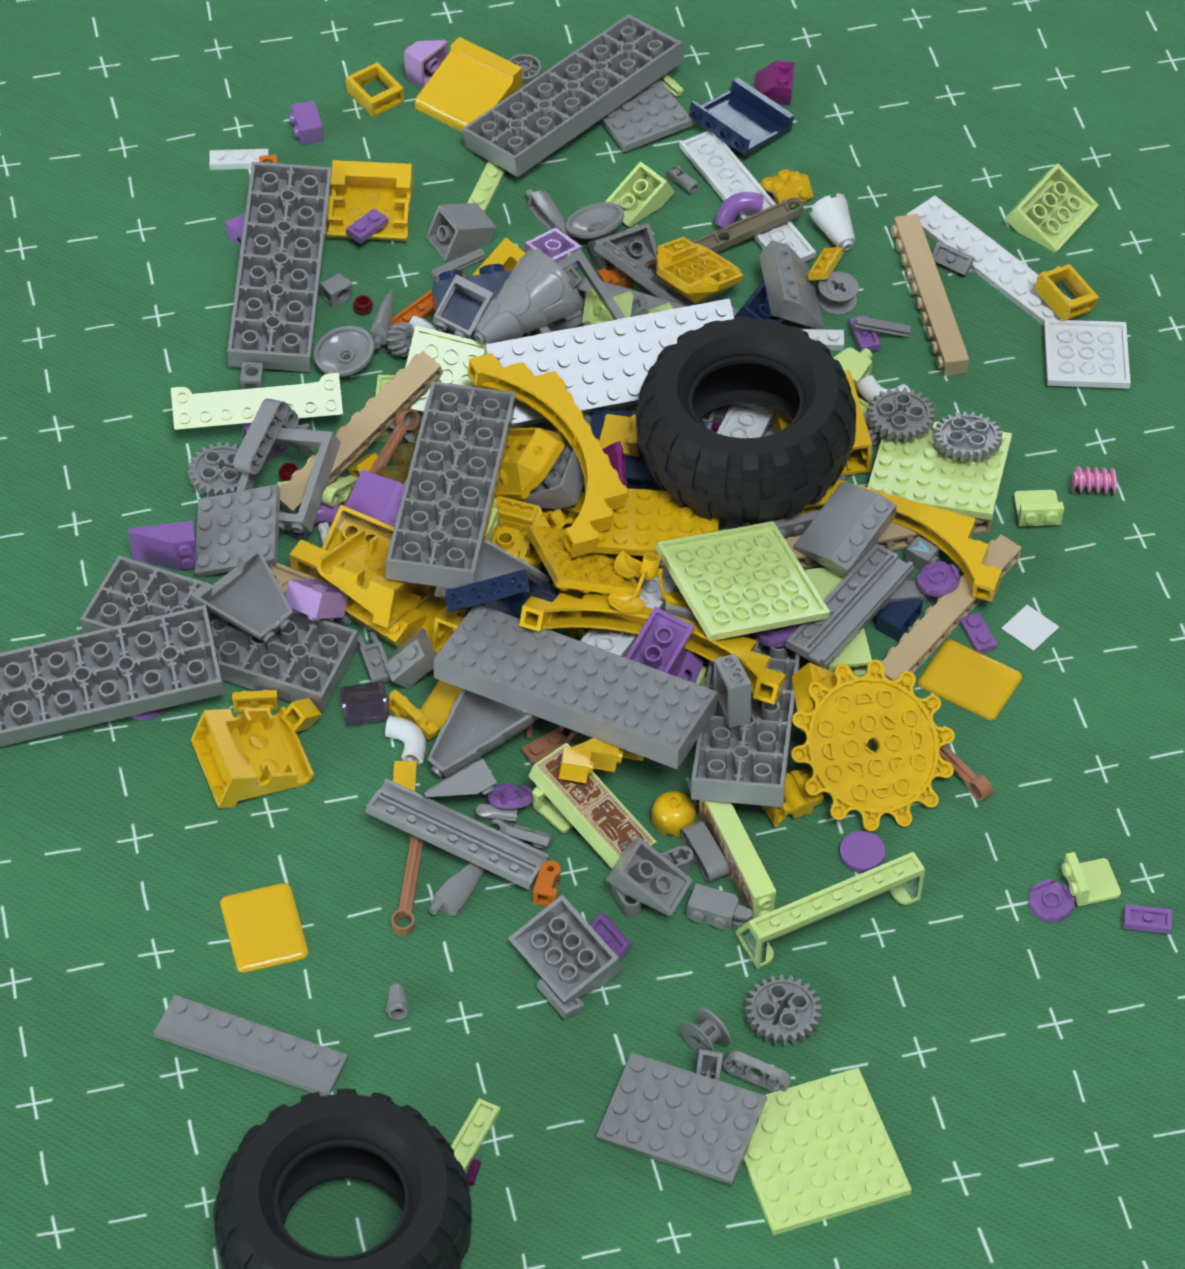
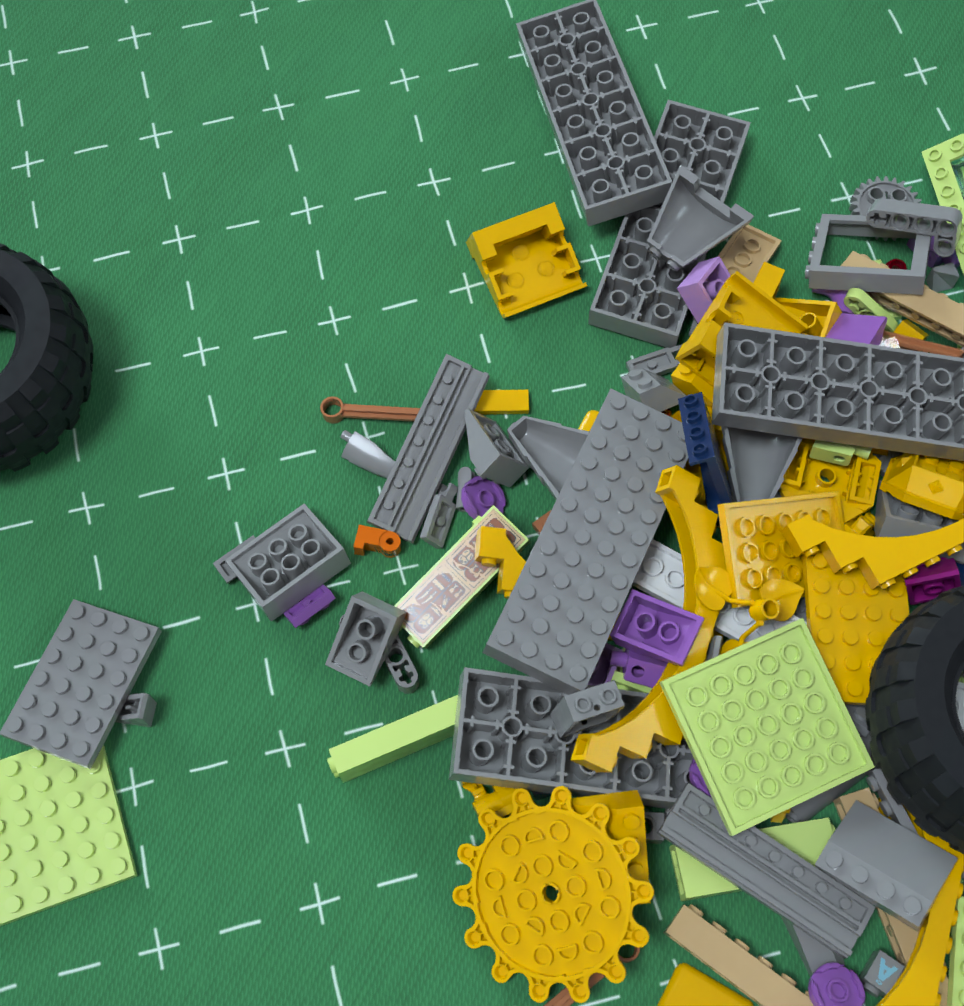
camera: 90 degrees right, 15 degrees up
(165, 545) = (777, 169): medium lavender slope -> none
(233, 525) = (800, 222): light grey plate -> none
(251, 1046) = (197, 293): light grey plate -> none
(255, 699) = (593, 253): yellow plate -> none
(264, 927) = (333, 294): yellow piece -> none
(301, 715) = (574, 299): yellow brick -> none
(364, 703) = (598, 357): clear purple slope -> none
(397, 1004) = (239, 409): light grey cone -> none
(401, 707) = (583, 403): yellow hinge -> none
(410, 735) = (557, 403): white cylinder -> none
(473, 1171) = (48, 488): magenta piece -> none
(474, 1131) = (81, 482): yellowish green tile -> none
(672, 812) = (470, 657): yellow cylinder -> none
(705, 850) = (419, 699): light grey beam -> none
(706, 1033) = (172, 696): light grey piece -> none
(717, 908) = (344, 715): light grey hinge -> none
(743, 1060) = (134, 761): light grey beam -> none
(763, 1000) = (199, 810): light grey gear -> none
(862, 851) = (426, 886): medium lavender tile -> none
(898, 617) = (774, 938): dark blue slope -> none
(900, 877) = (335, 843): yellowish green window -> none

